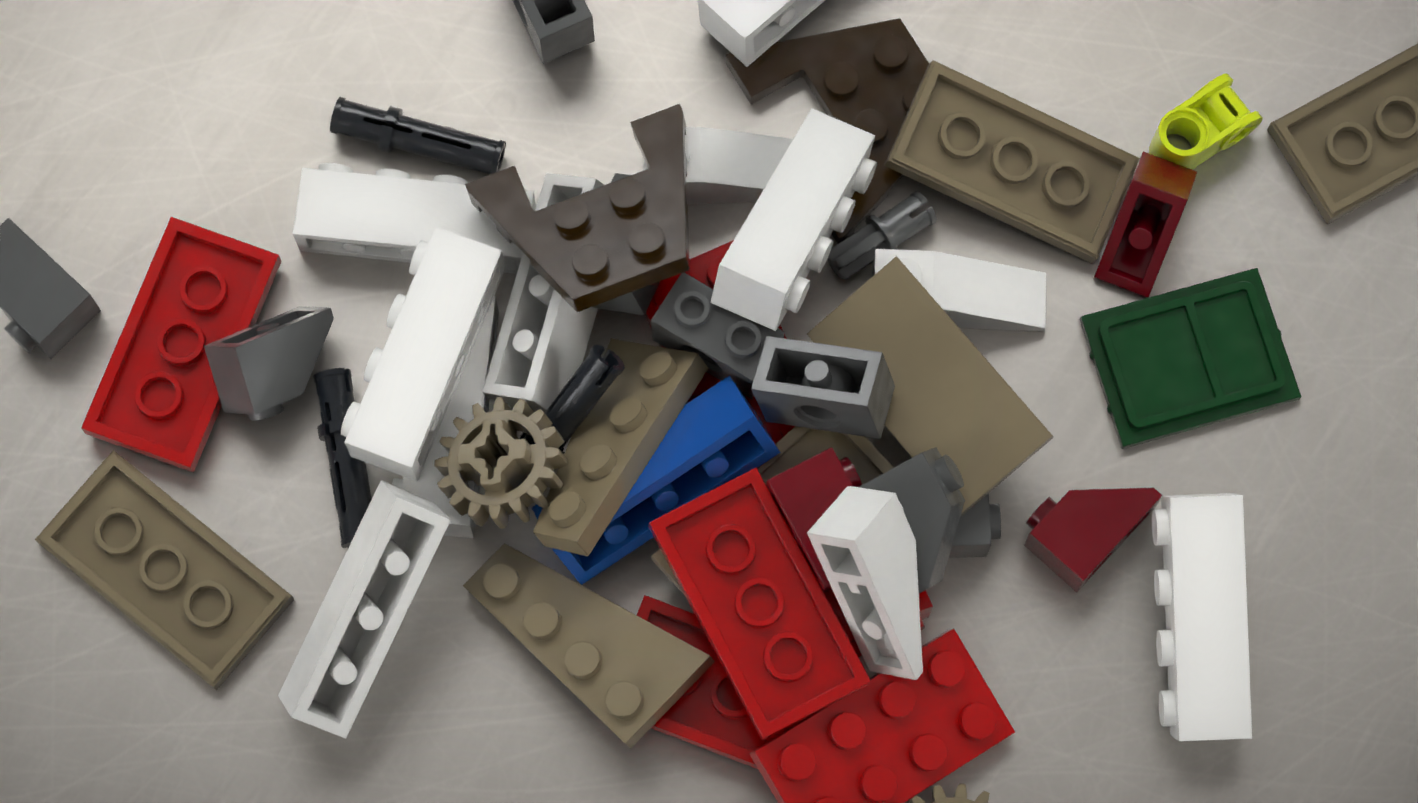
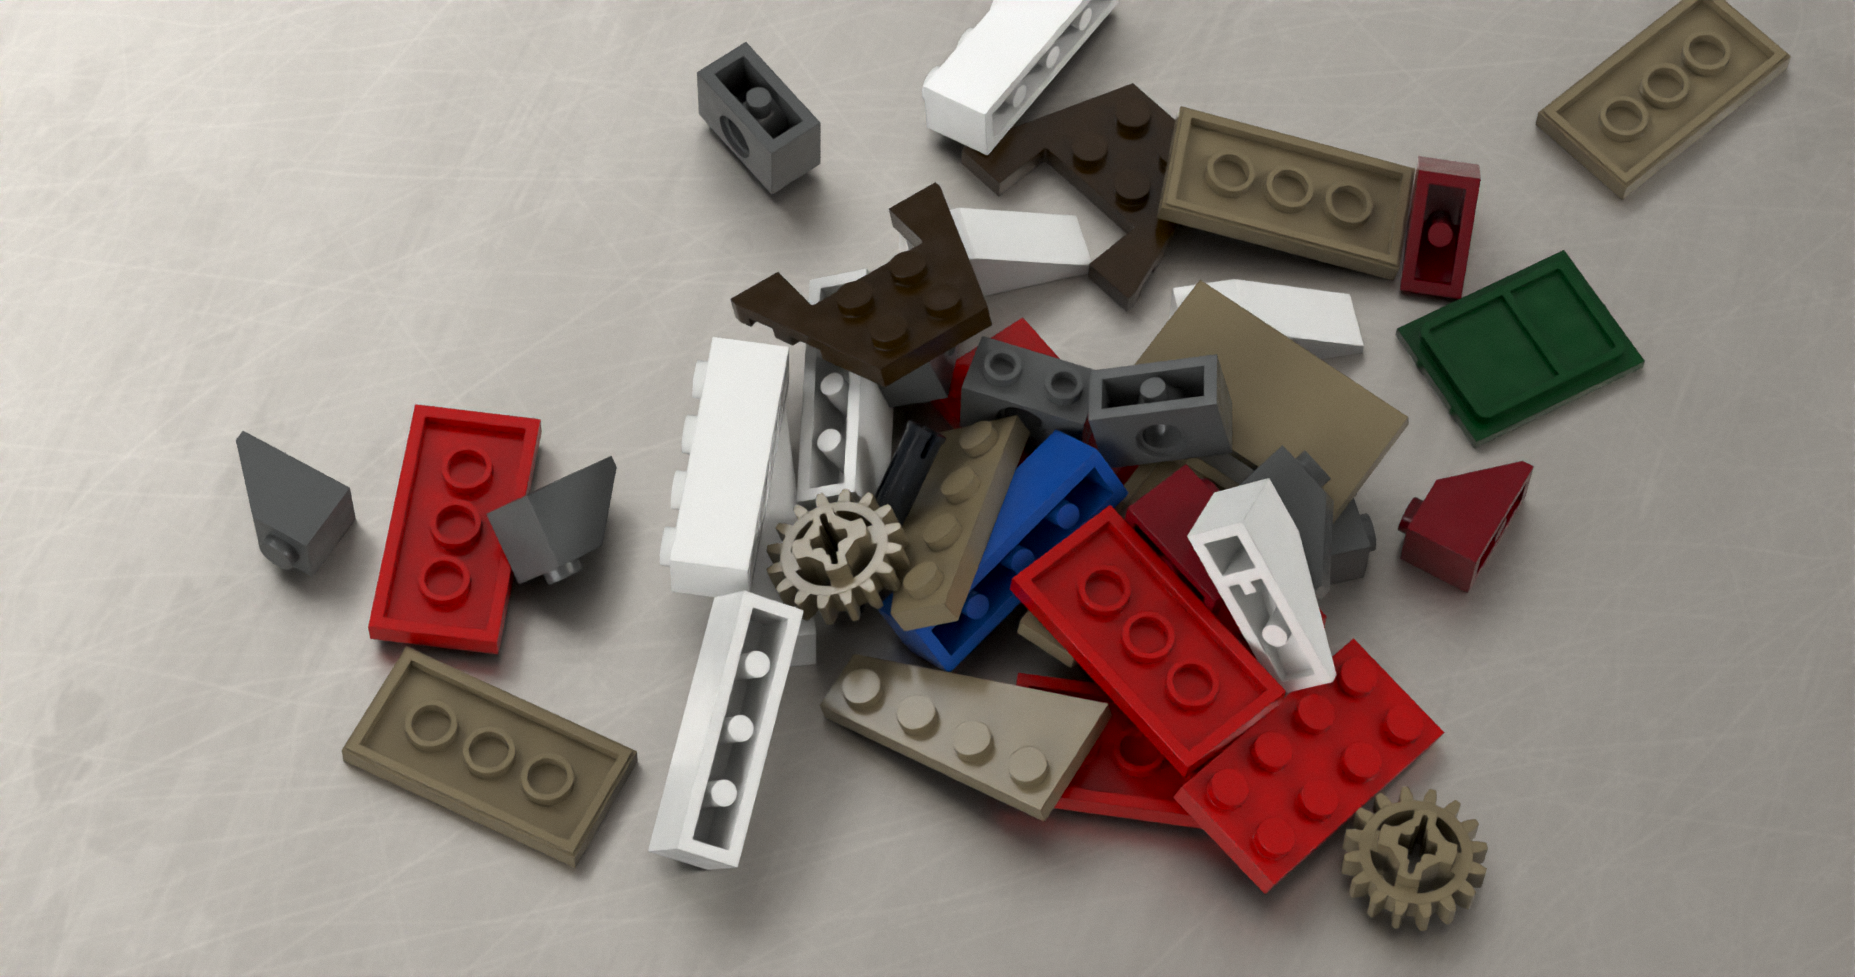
camera: 15 degrees left, 15 degrees down
(347, 473) = (662, 607): black pin -> none
(388, 214) = (646, 361): white brick -> none
(394, 130) = (653, 284): black pin -> none
(793, 221) = (1085, 270): white brick -> none
(880, 233) = (1154, 300): dark grey axle -> none
(1204, 617) = (1610, 572): white brick -> none
(1208, 120) = (1473, 122): neon yellow piece -> none

